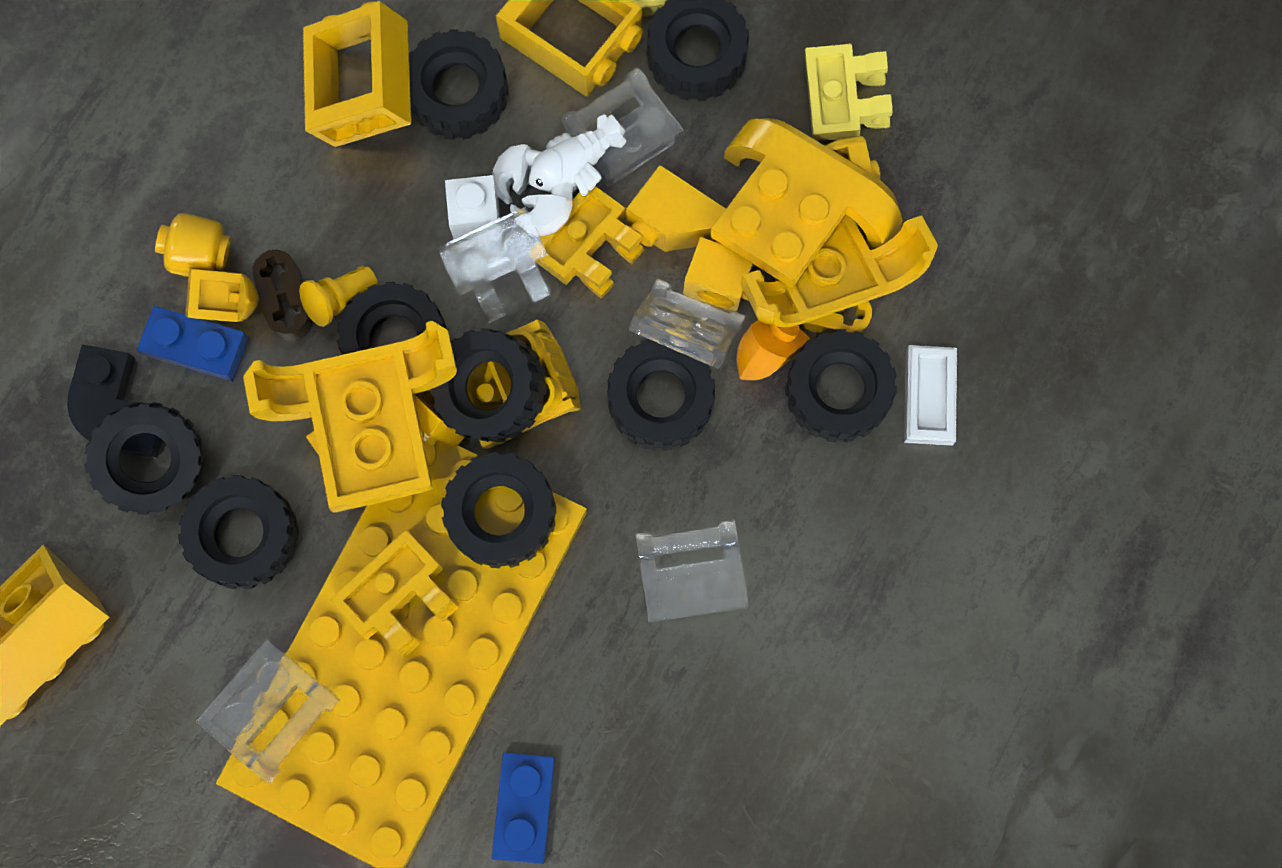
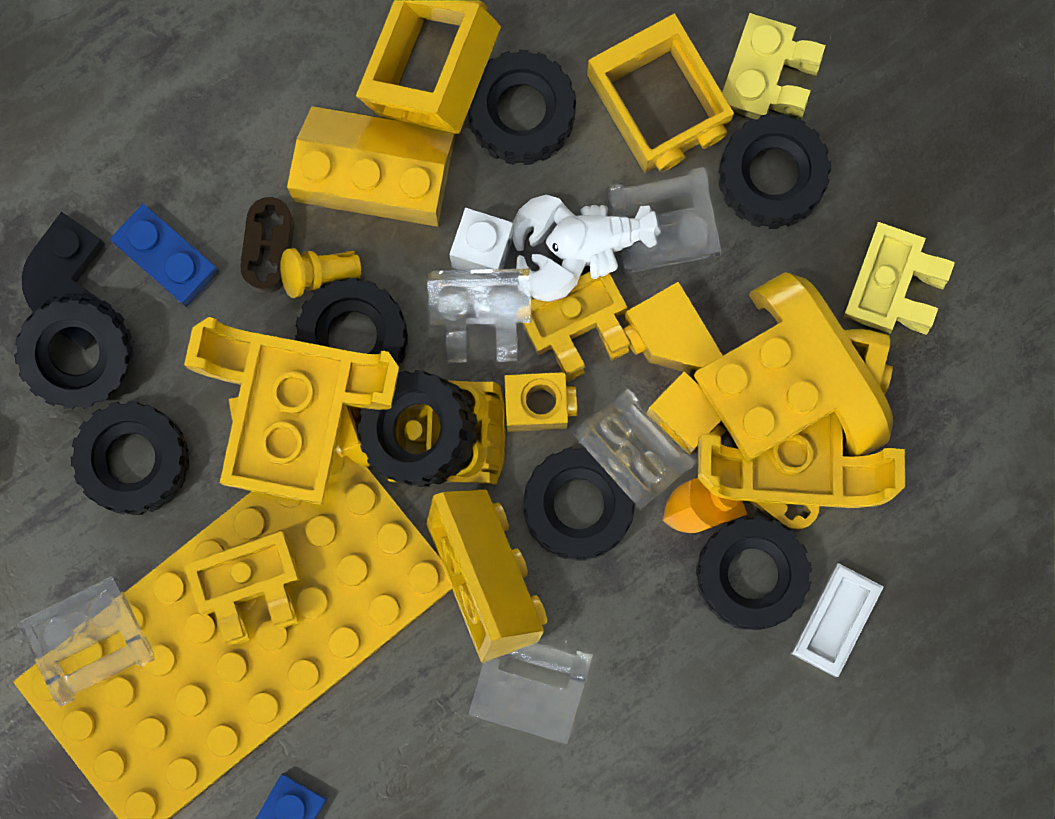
camera: 25 degrees right, 5 degrees up
(193, 243) = (203, 163): yellow head -> none
(220, 295) = (208, 222): yellow plate -> none
(346, 190) = (371, 166): none -> yellow slope
(488, 473) = (336, 545): black tyre -> none
(580, 342) = (521, 386): none -> yellow brick
(605, 486) = (485, 572): none -> yellow slope

